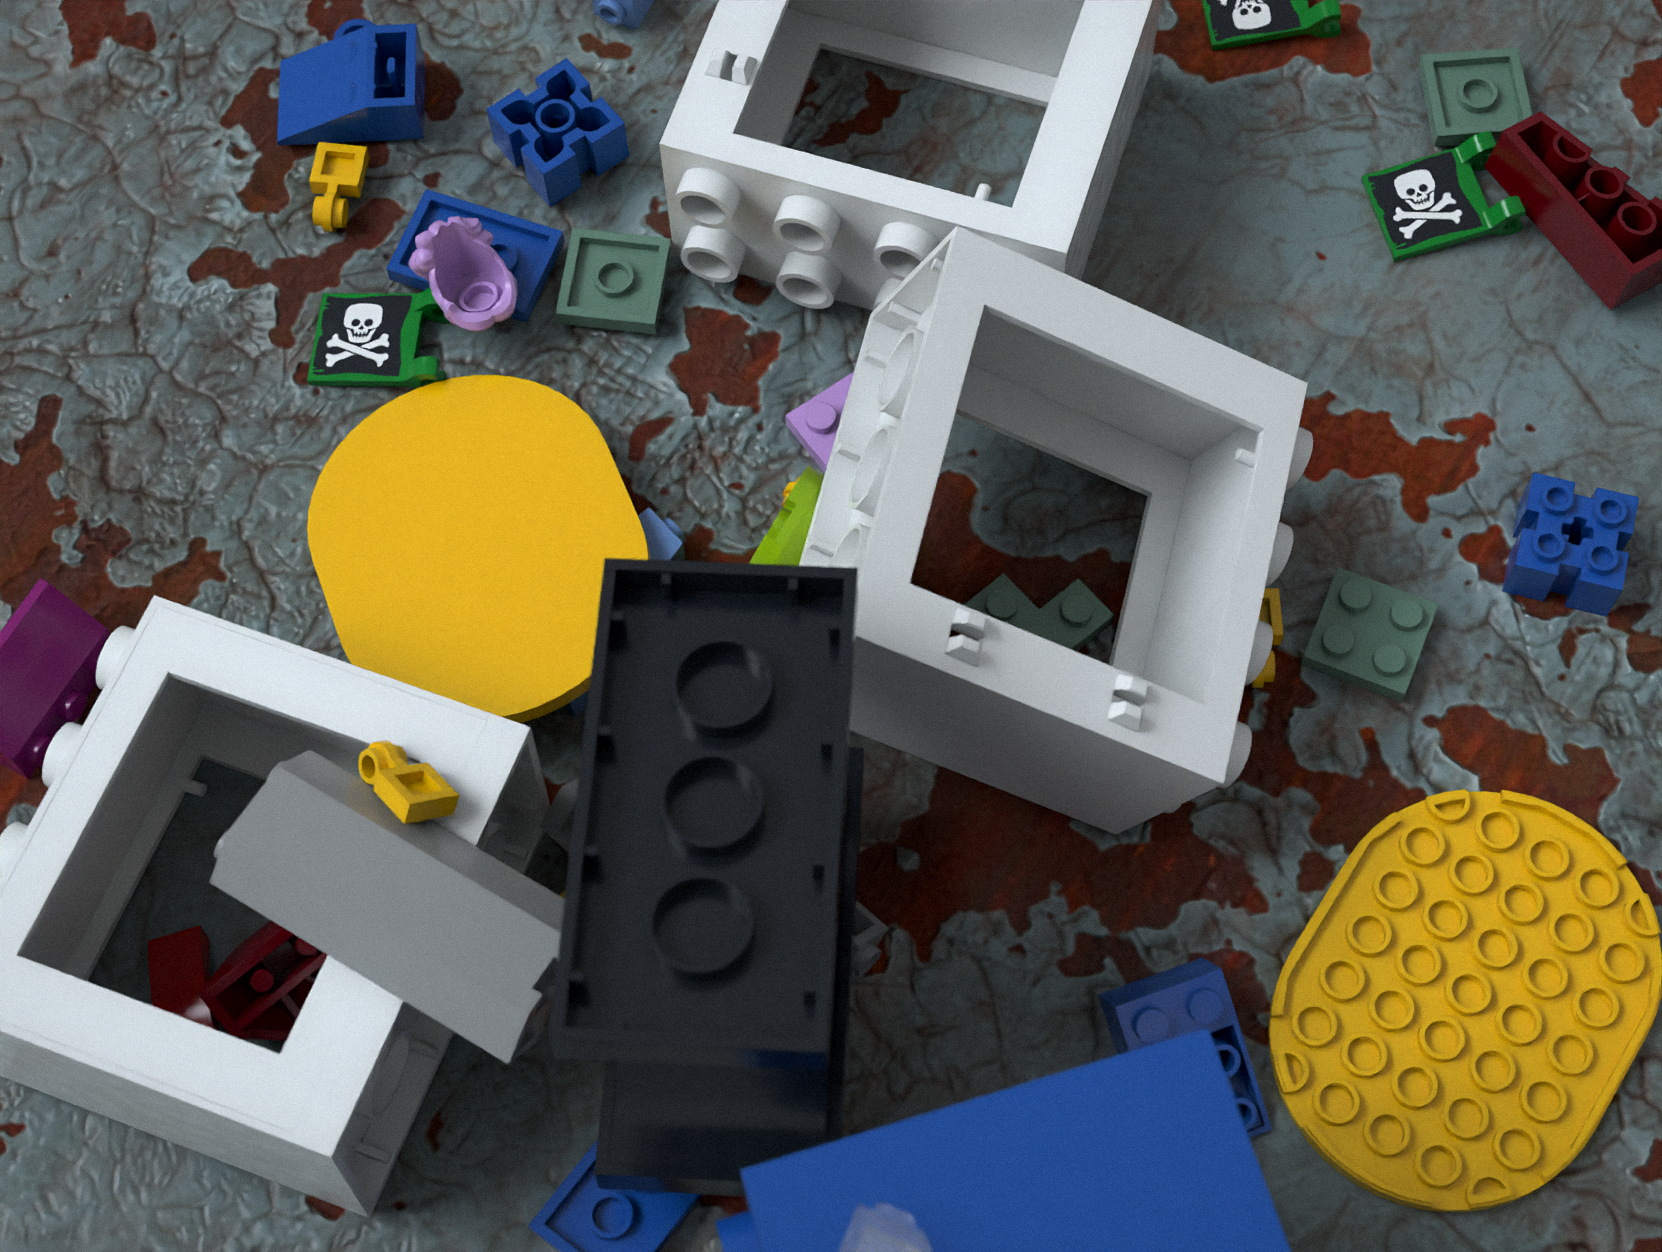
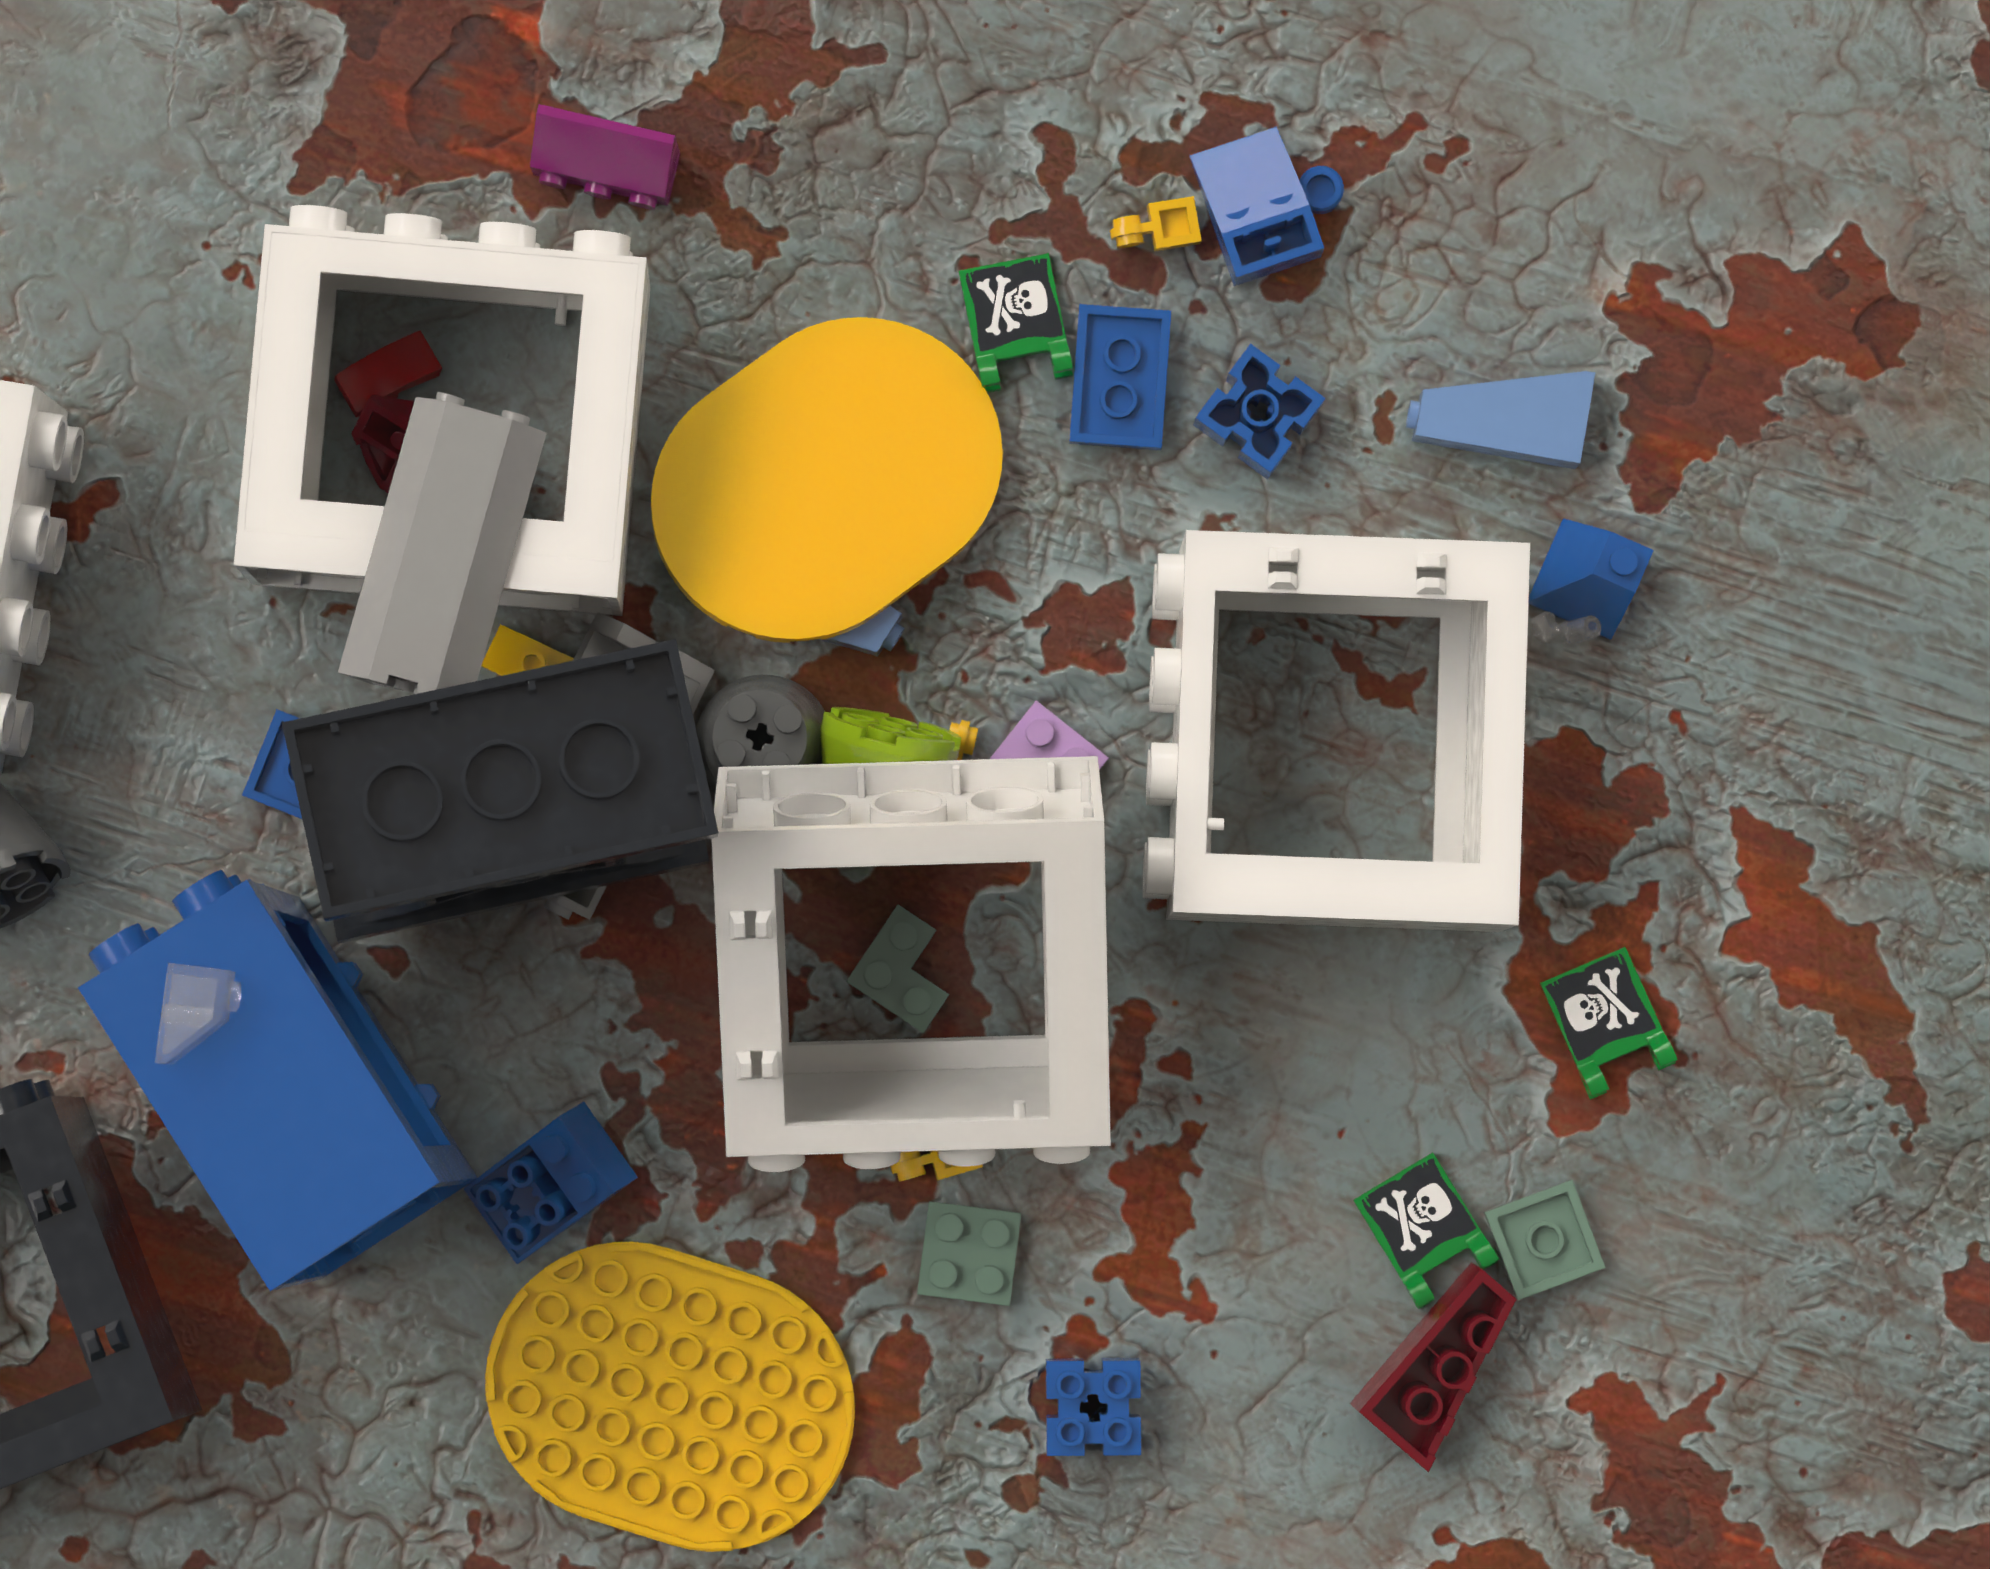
camera: 70 degrees right, 20 degrees up
(408, 790) = (526, 527): yellow plate -> none
(465, 273) = (1072, 385): lavender hair -> none
(614, 281) = (1128, 508): sand green plate -> none

